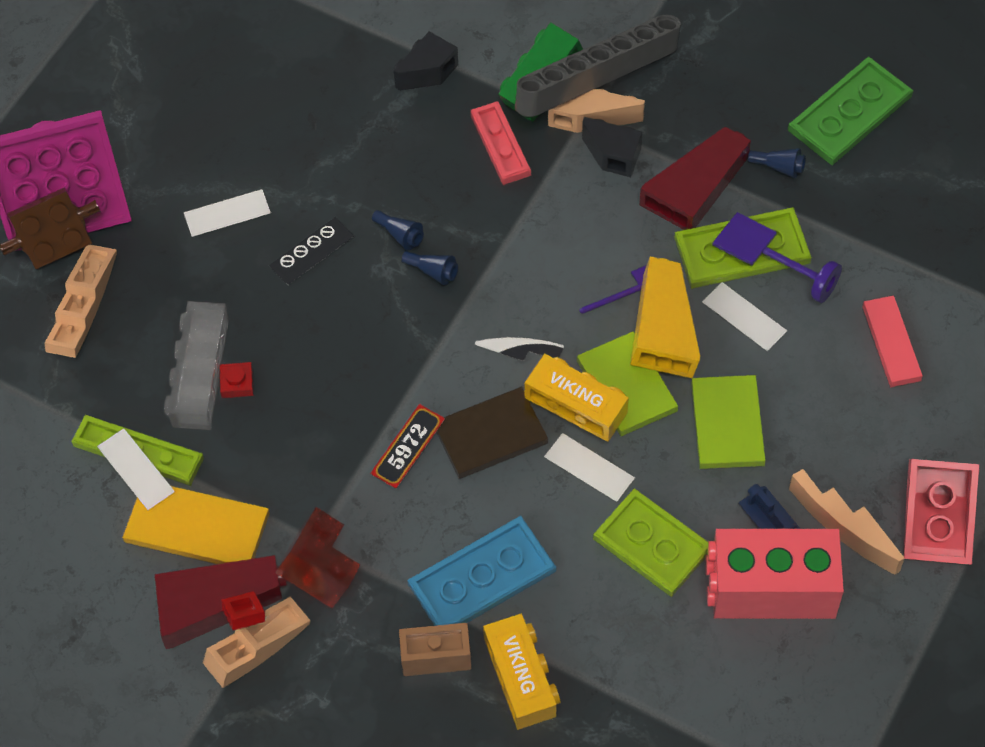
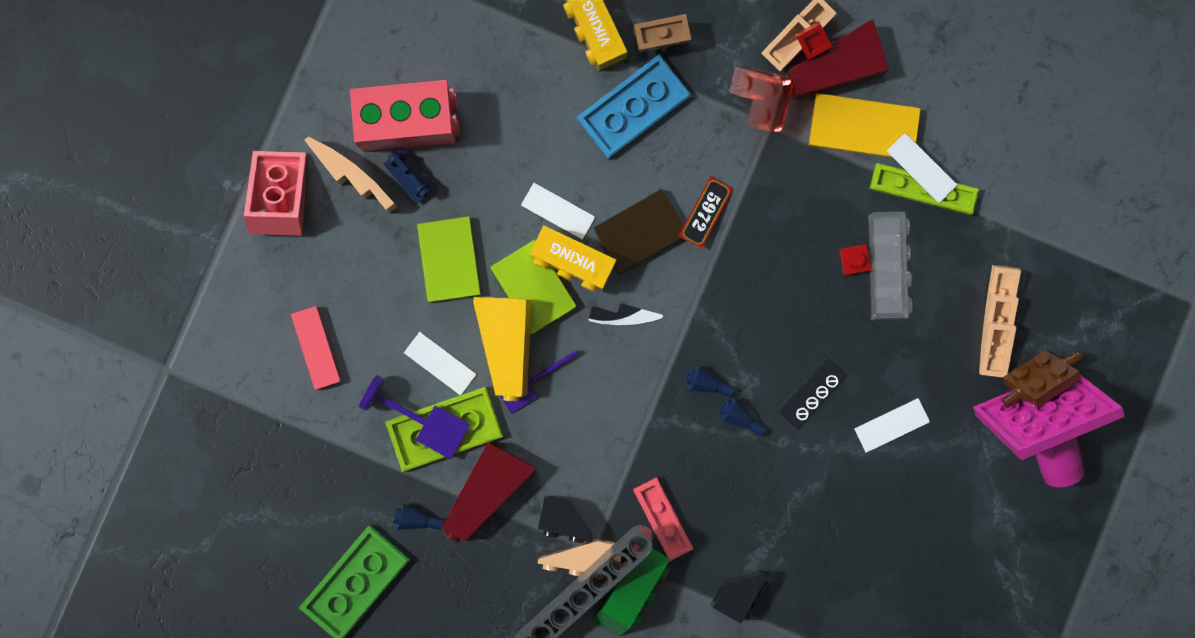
camera: 170 degrees right, 25 degrees up
(652, 542) = (502, 148): lime tile -> none

